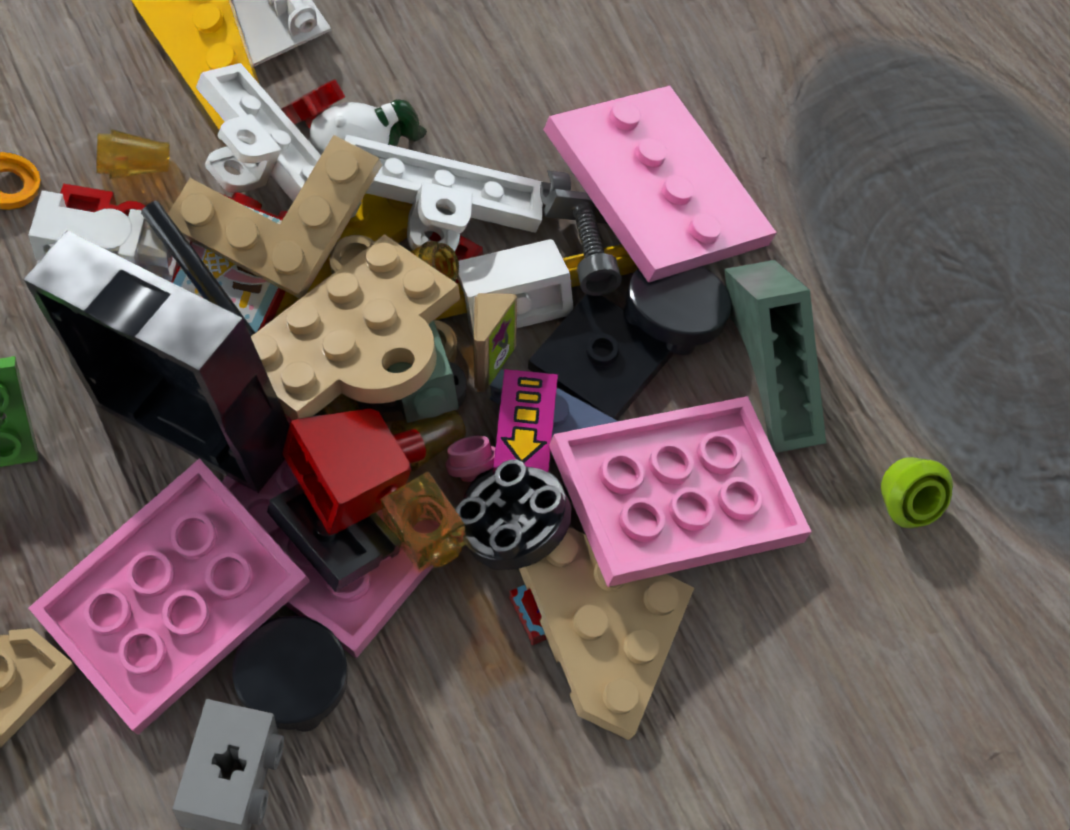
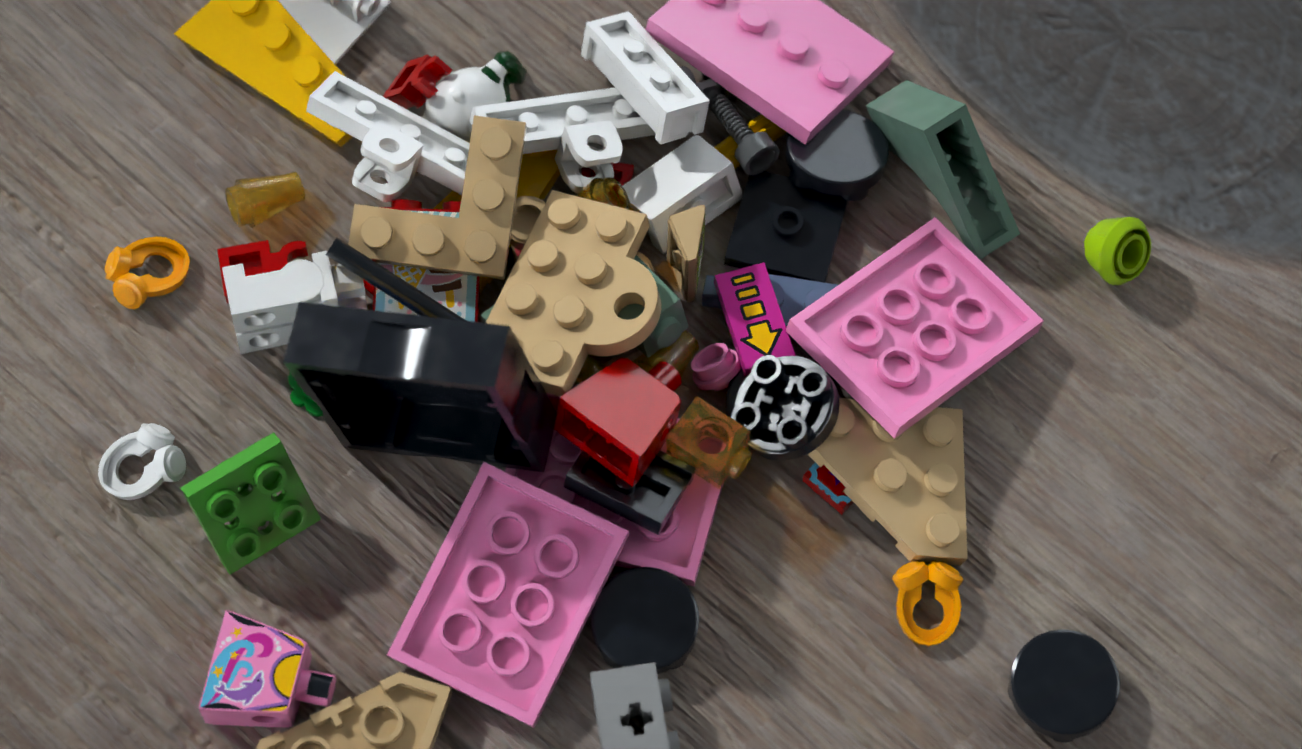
camera: 20 degrees left, 5 degrees up
(525, 169) = (645, 76): none -> white container
(604, 750) = (909, 584): none -> light orange piece

